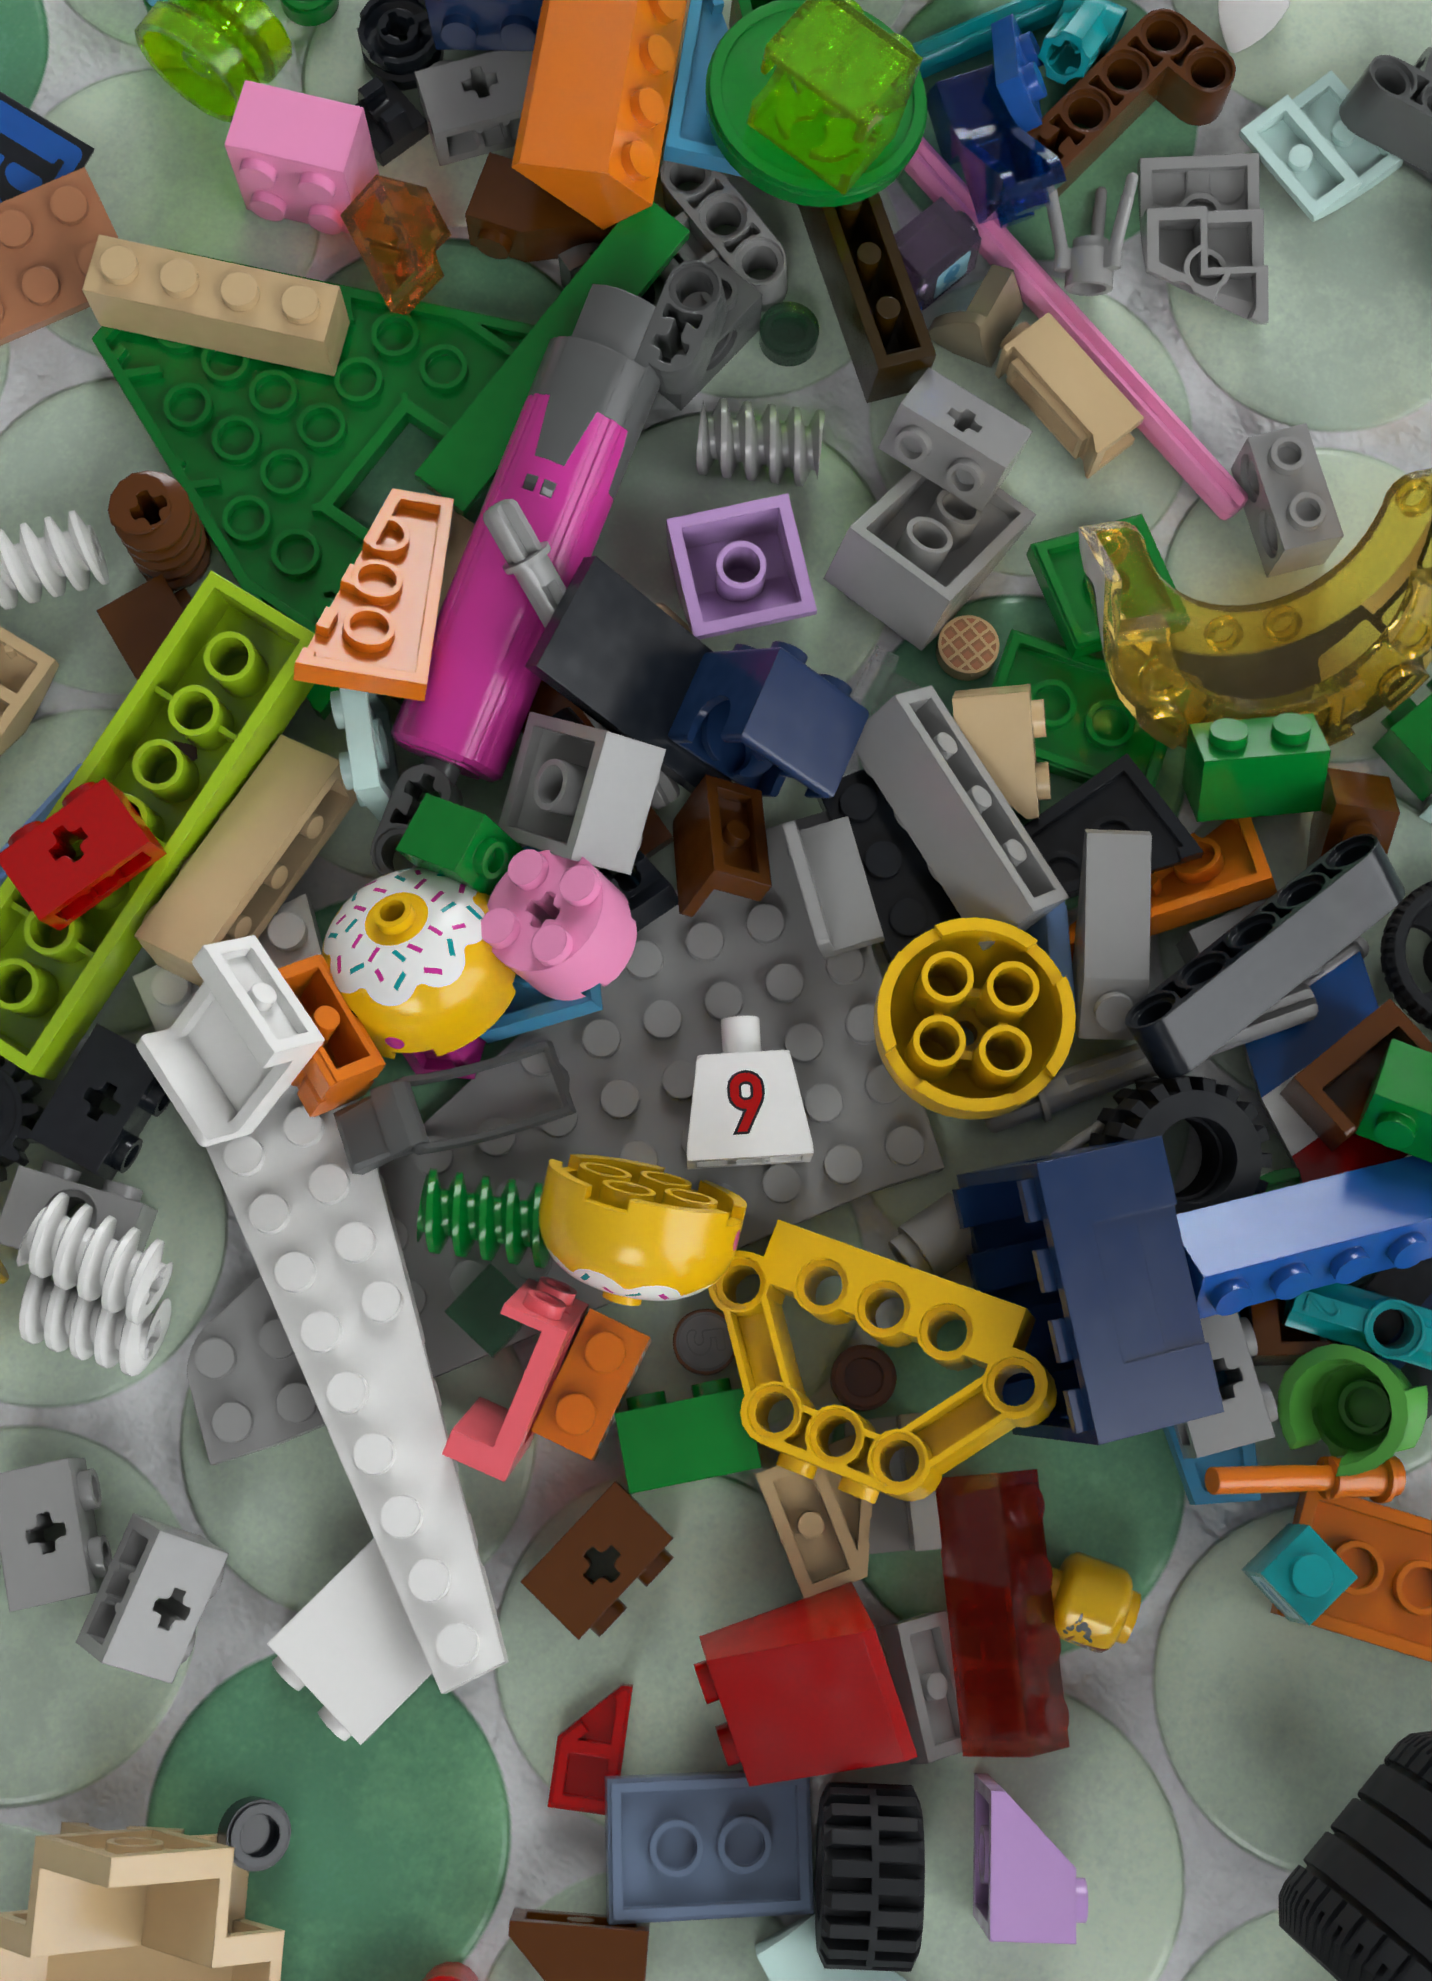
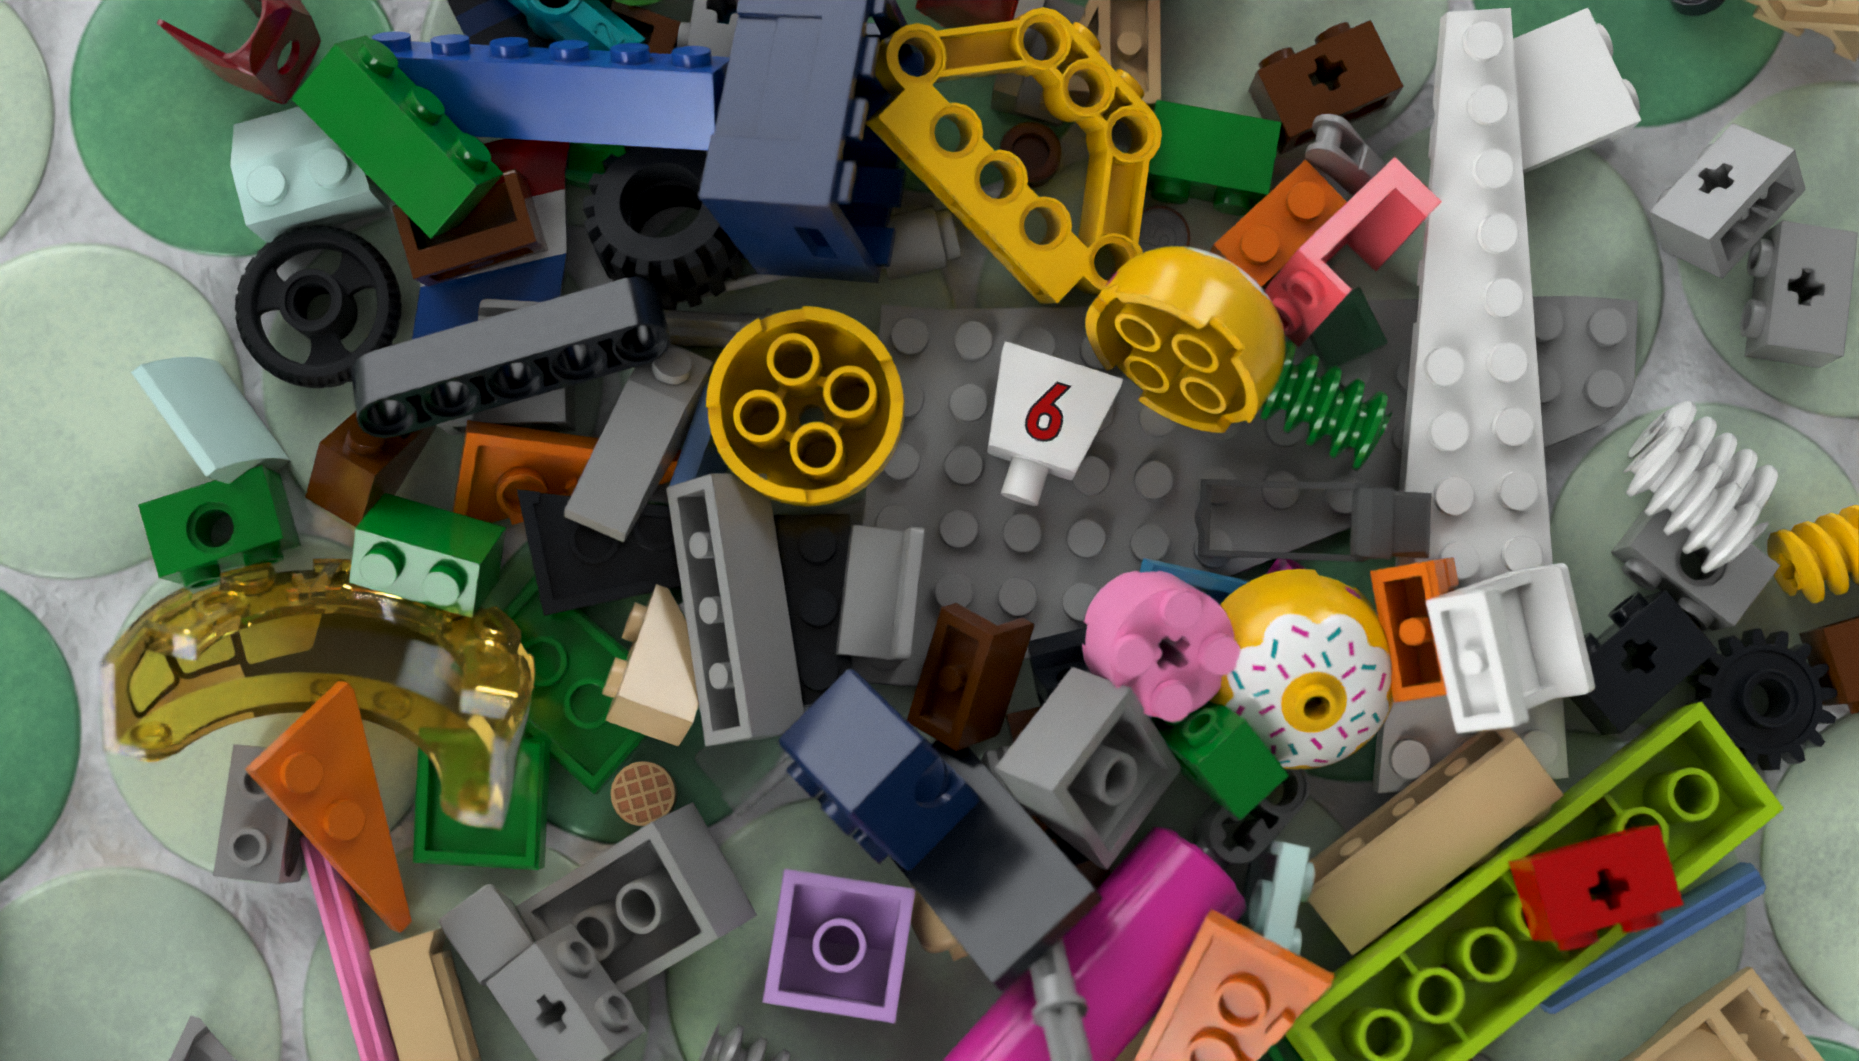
camera: 155 degrees left, 5 degrees up
(548, 1484) = (1342, 153): none -> light grey bar
(1049, 478) = (486, 932): none -> light grey slope
(1242, 530) = (330, 791): none -> orange wing

